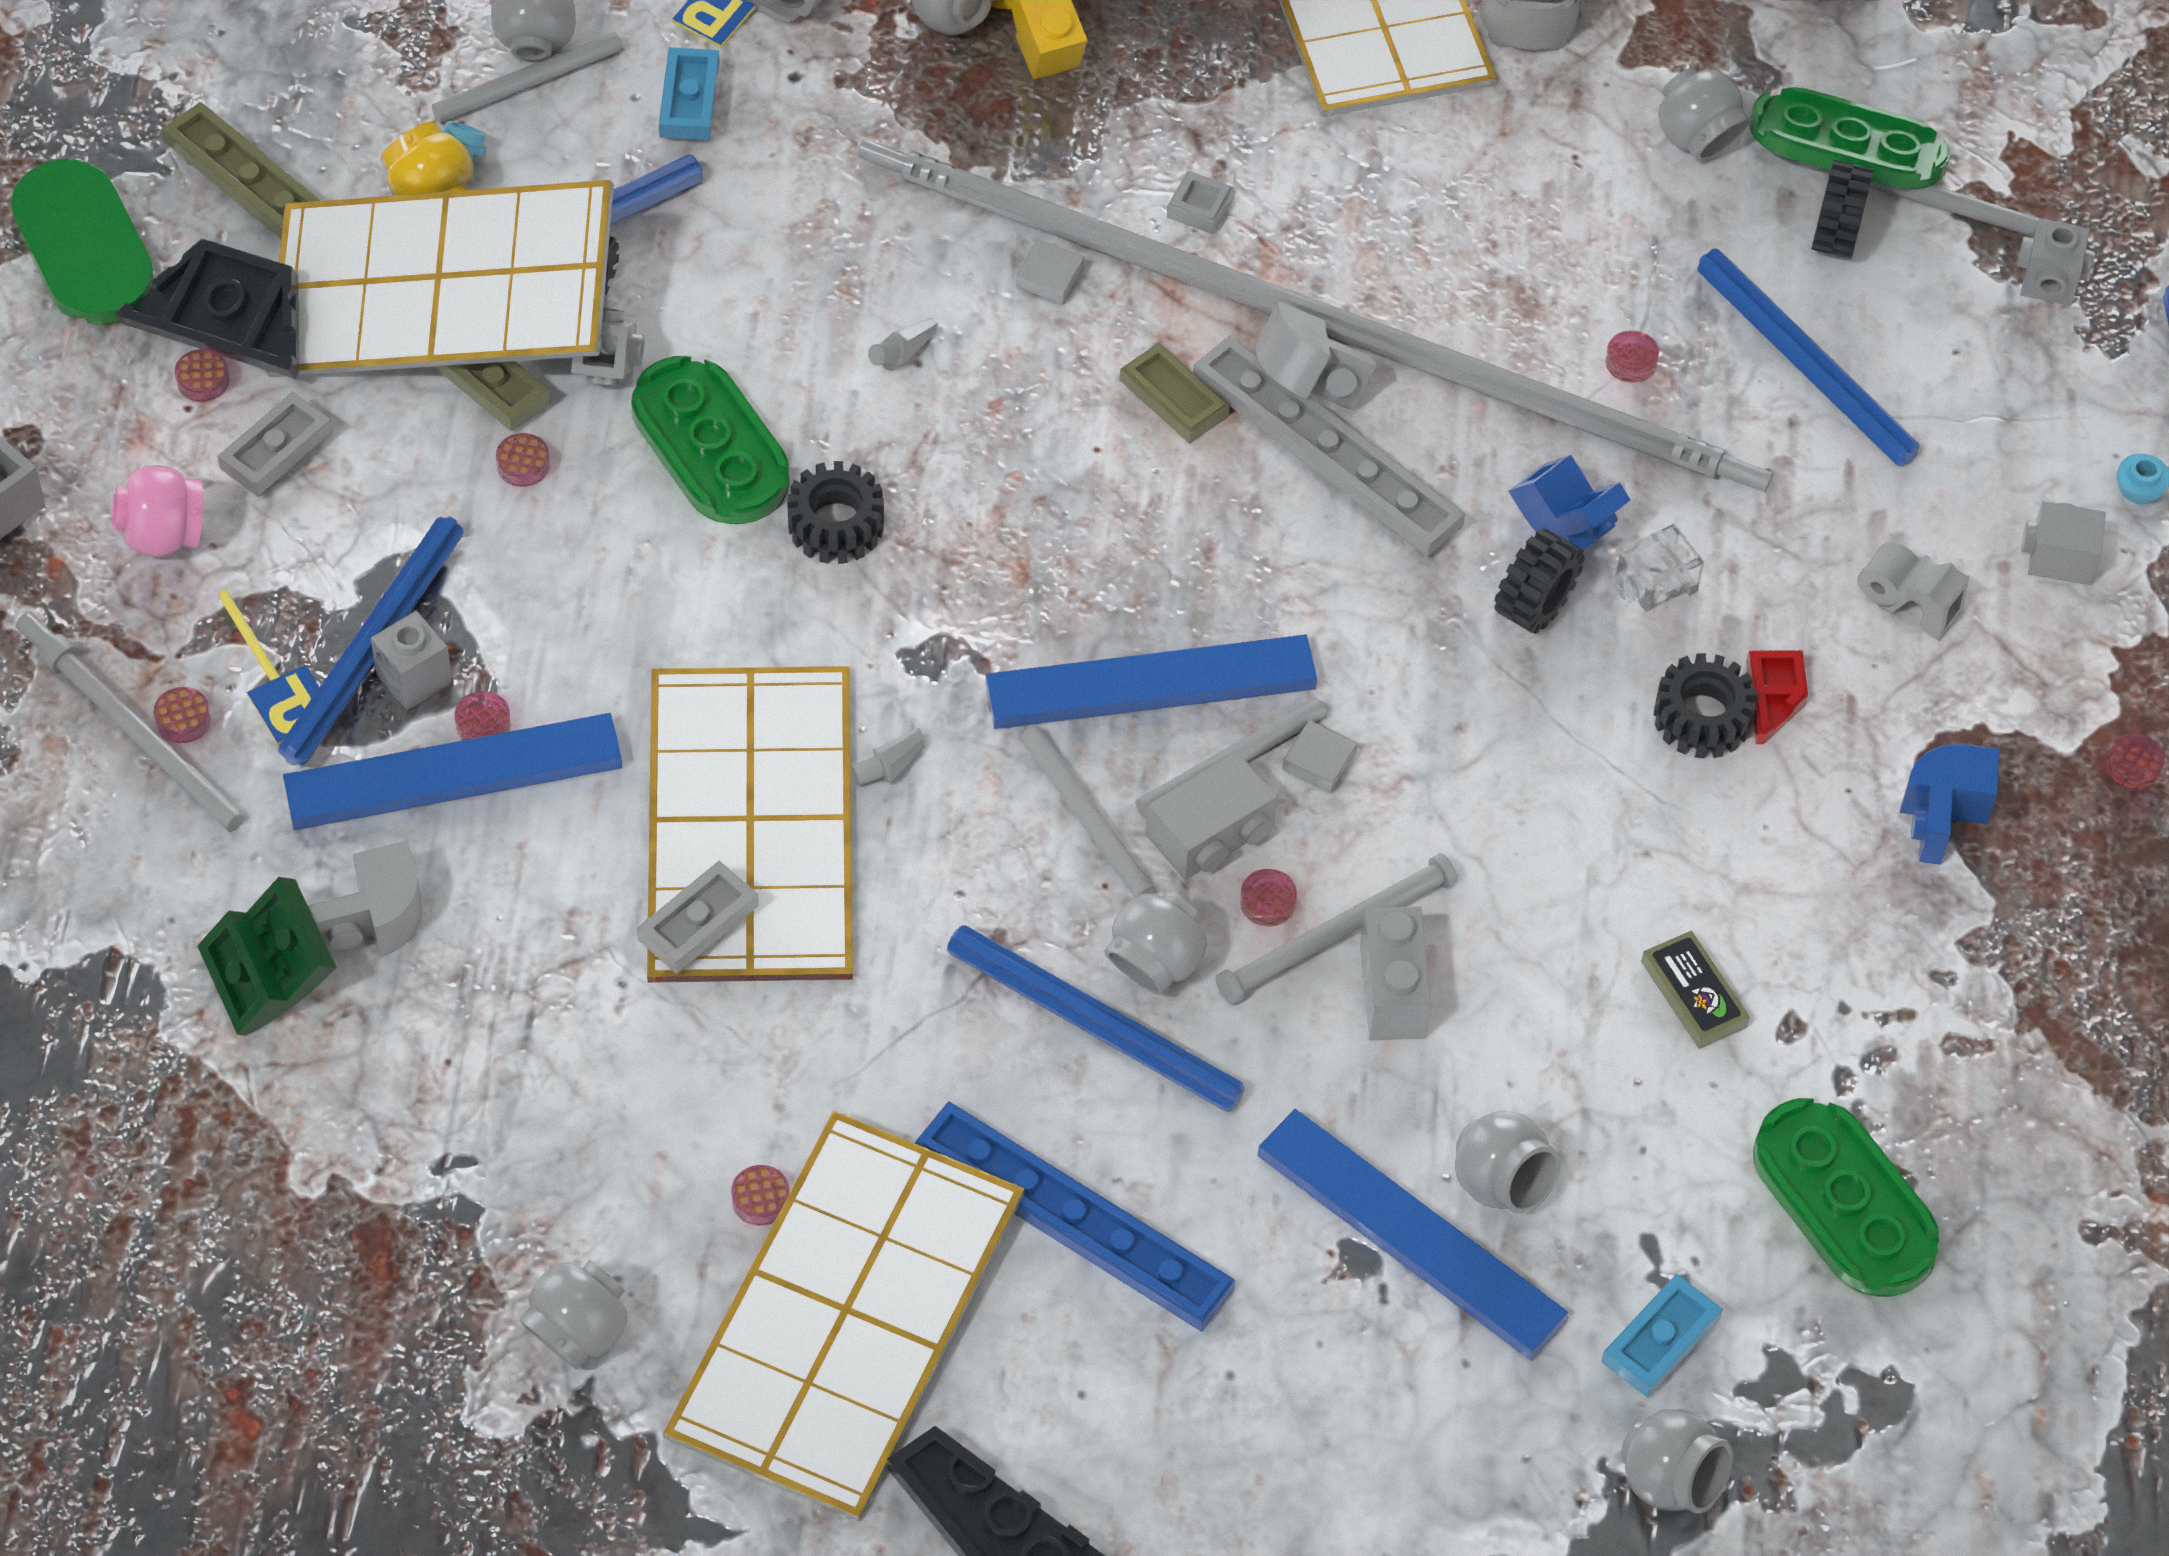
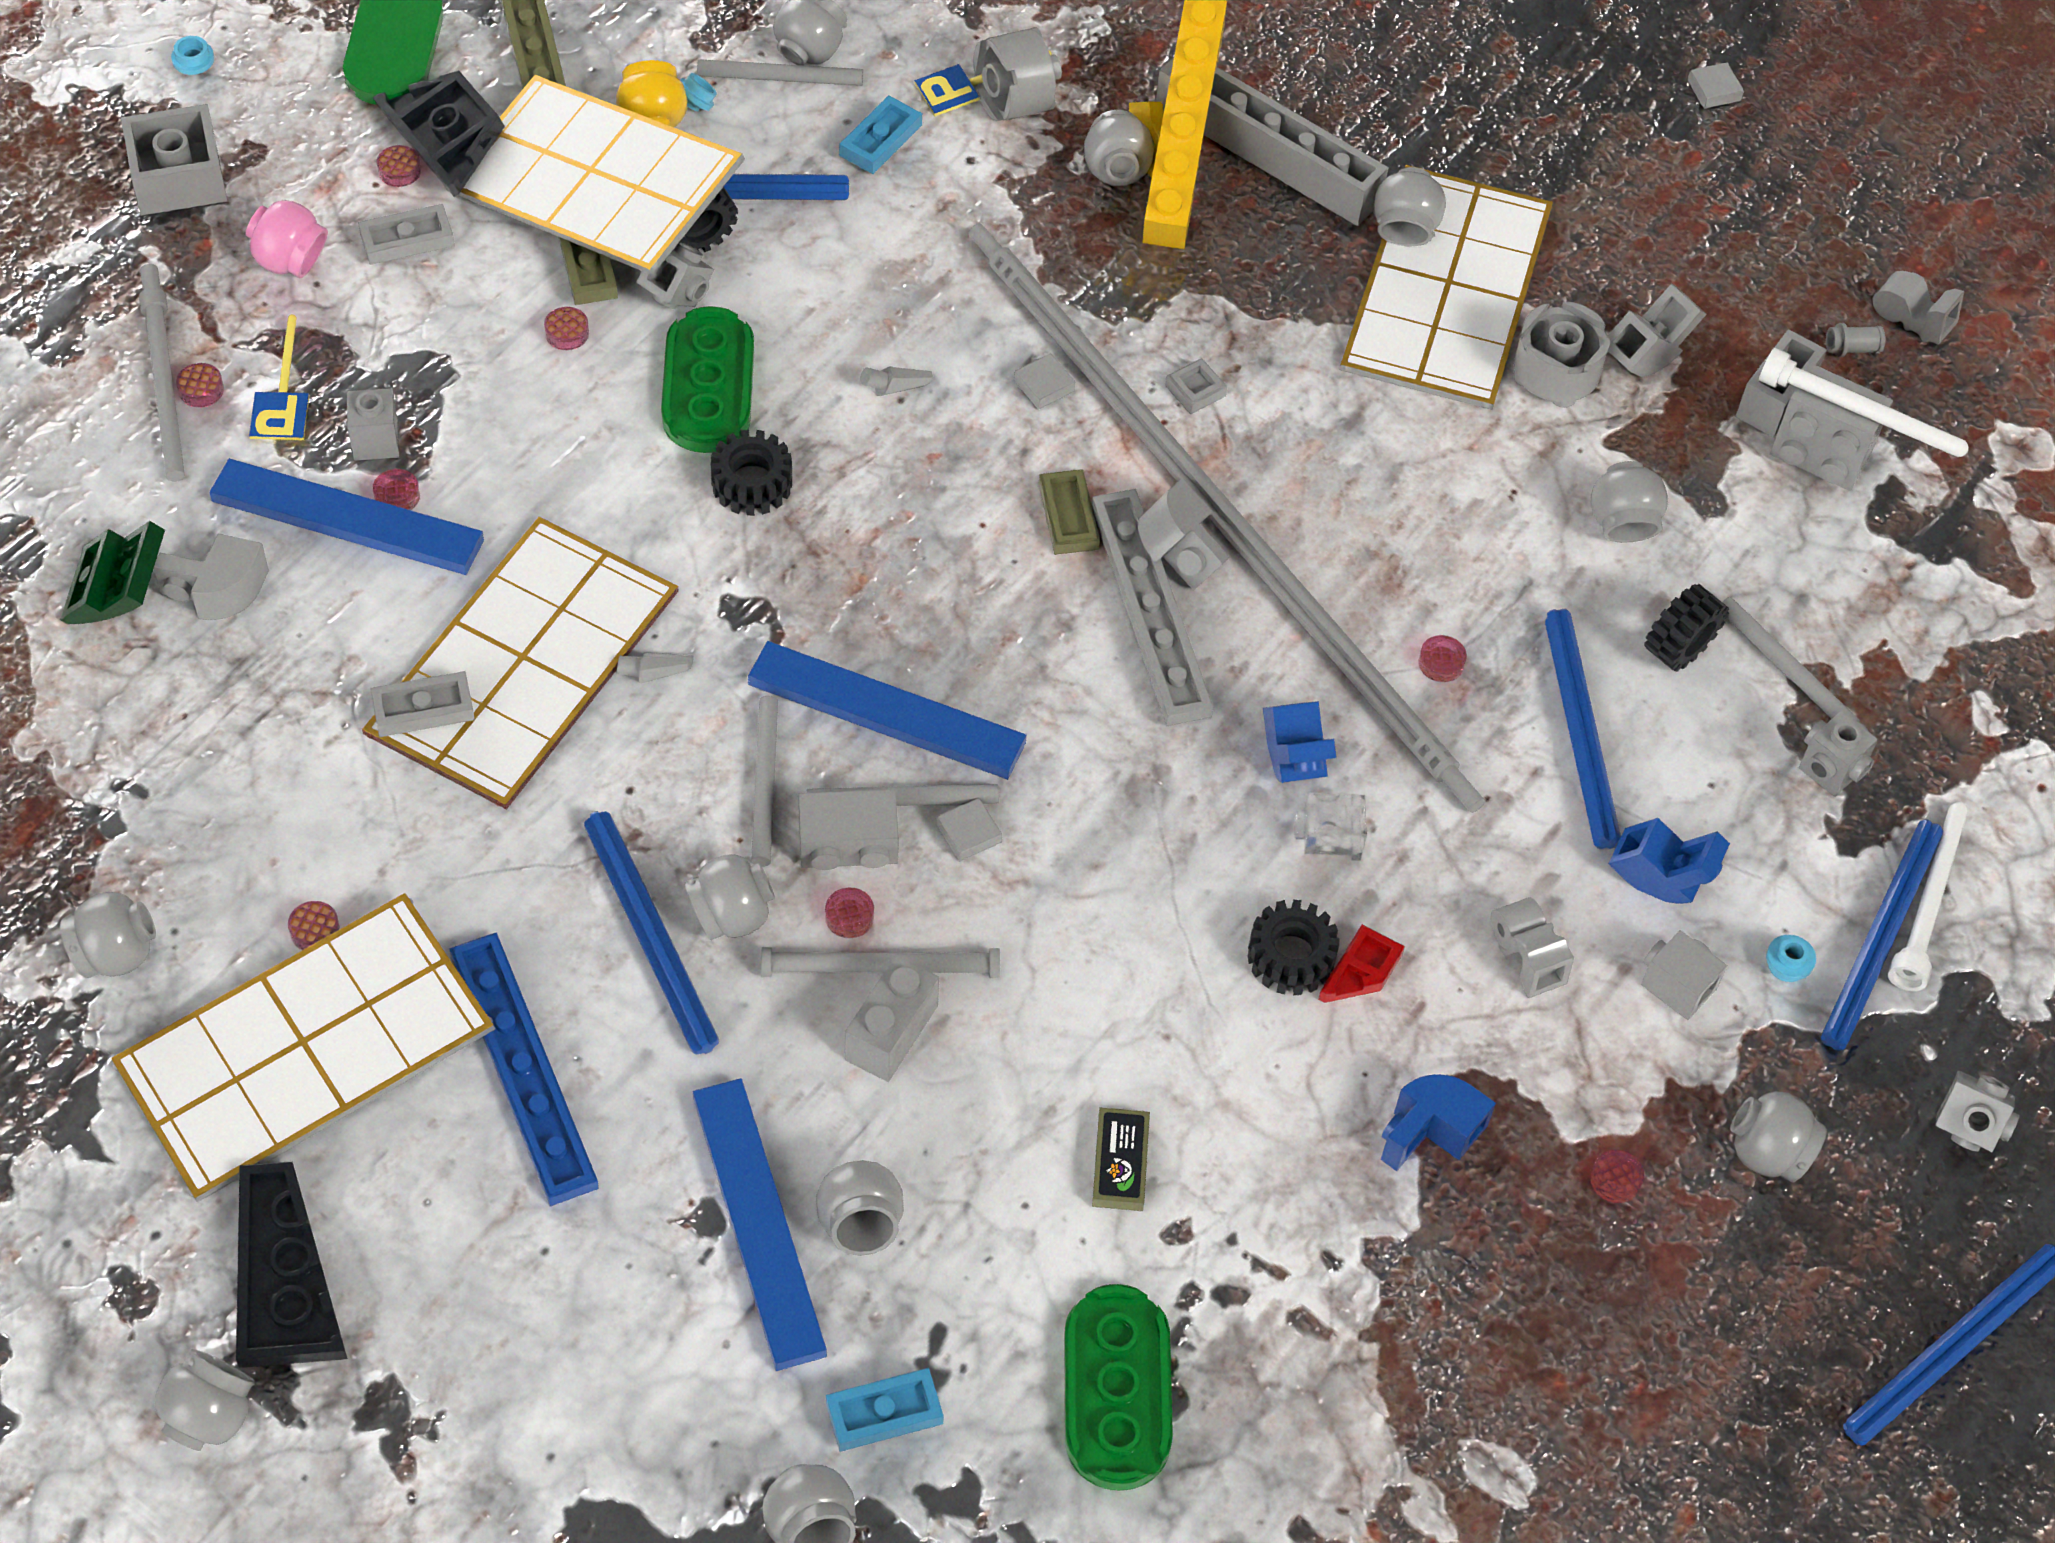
camera: 30 degrees right, 0 degrees up
(358, 657) = (334, 409): blue axle -> none
(1539, 580) = (1226, 784): black tyre -> none
(1828, 128) = (1739, 574): green tile -> none
(1980, 449) = (1663, 864): none -> blue brick

